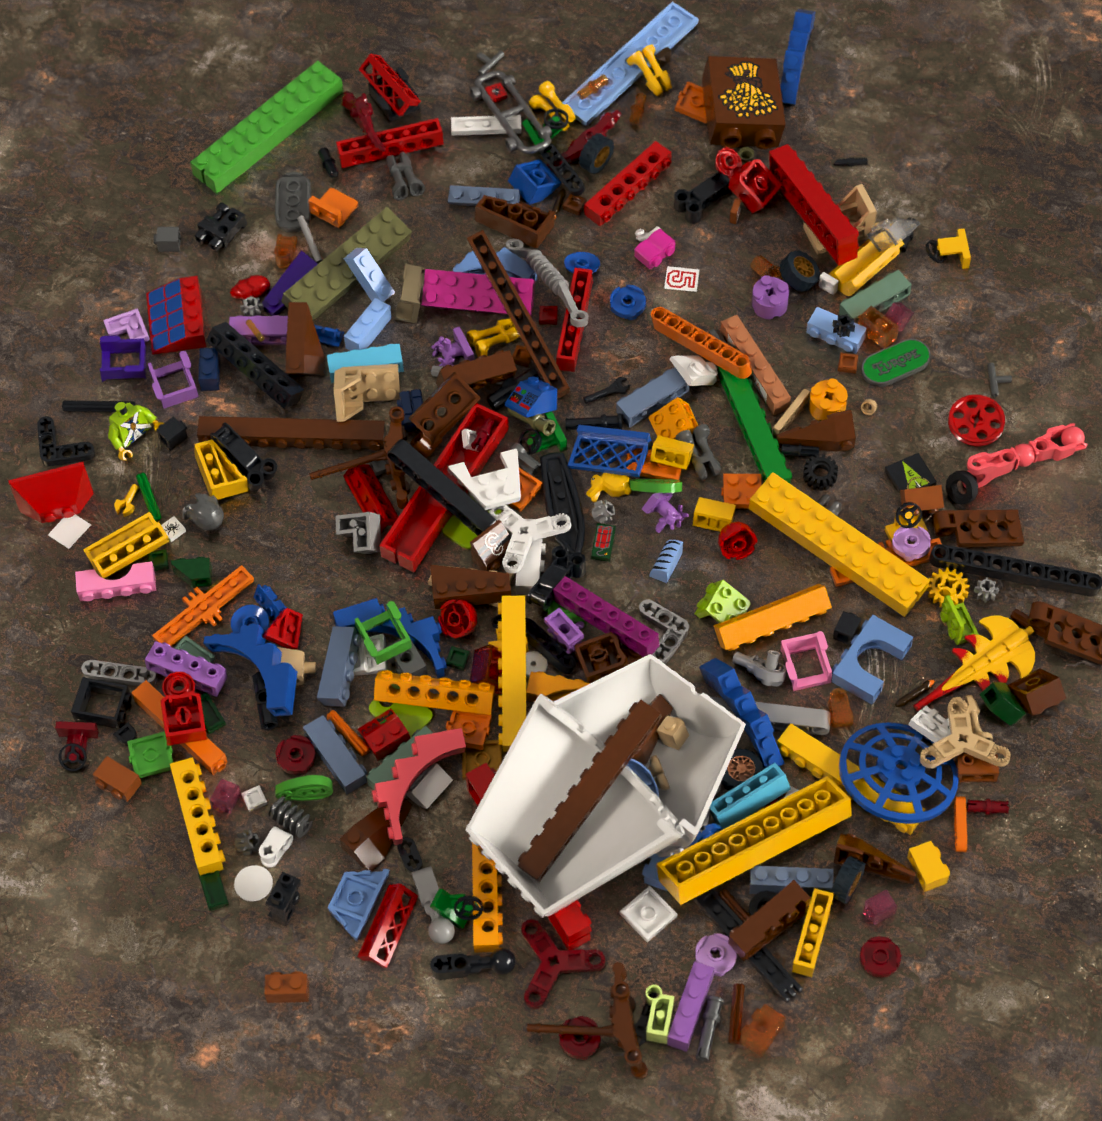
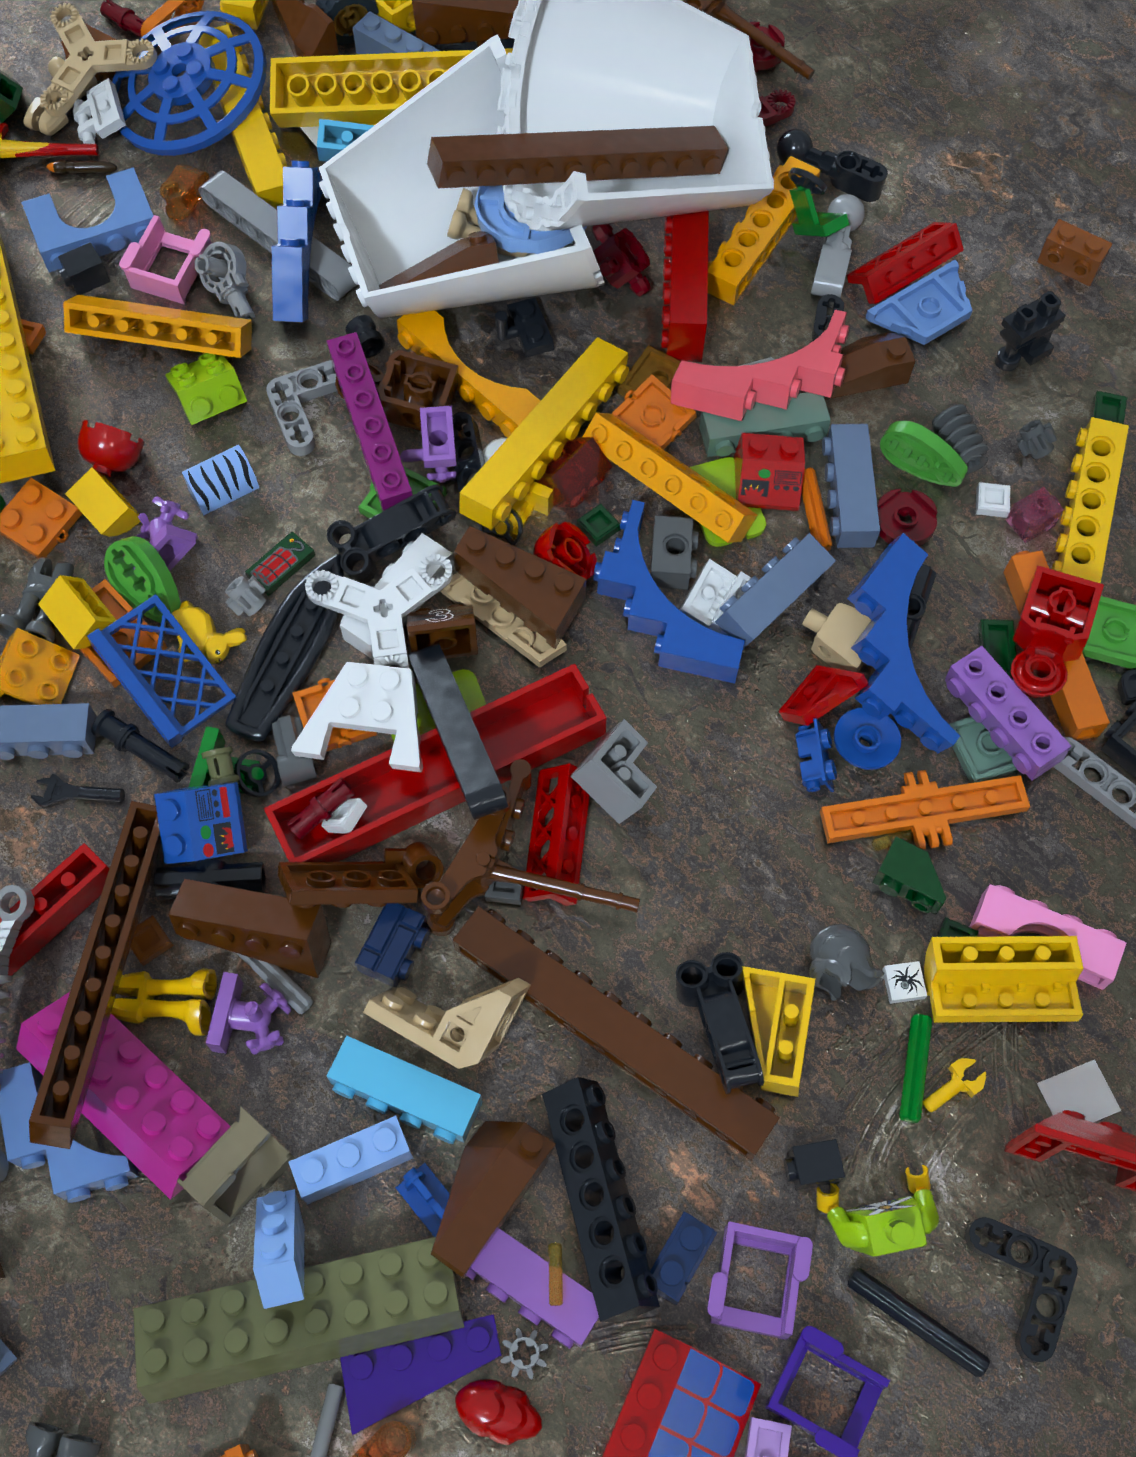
camera: 150 degrees left, 5 degrees up
(253, 883) = (1048, 402): white sticker -> none
(274, 846) = (1001, 416): white piece -> none
(391, 614) = (691, 550): bright green piece -> none
(548, 315) = (45, 988): red tile -> none
(673, 732) = (400, 254): tan brick -> none

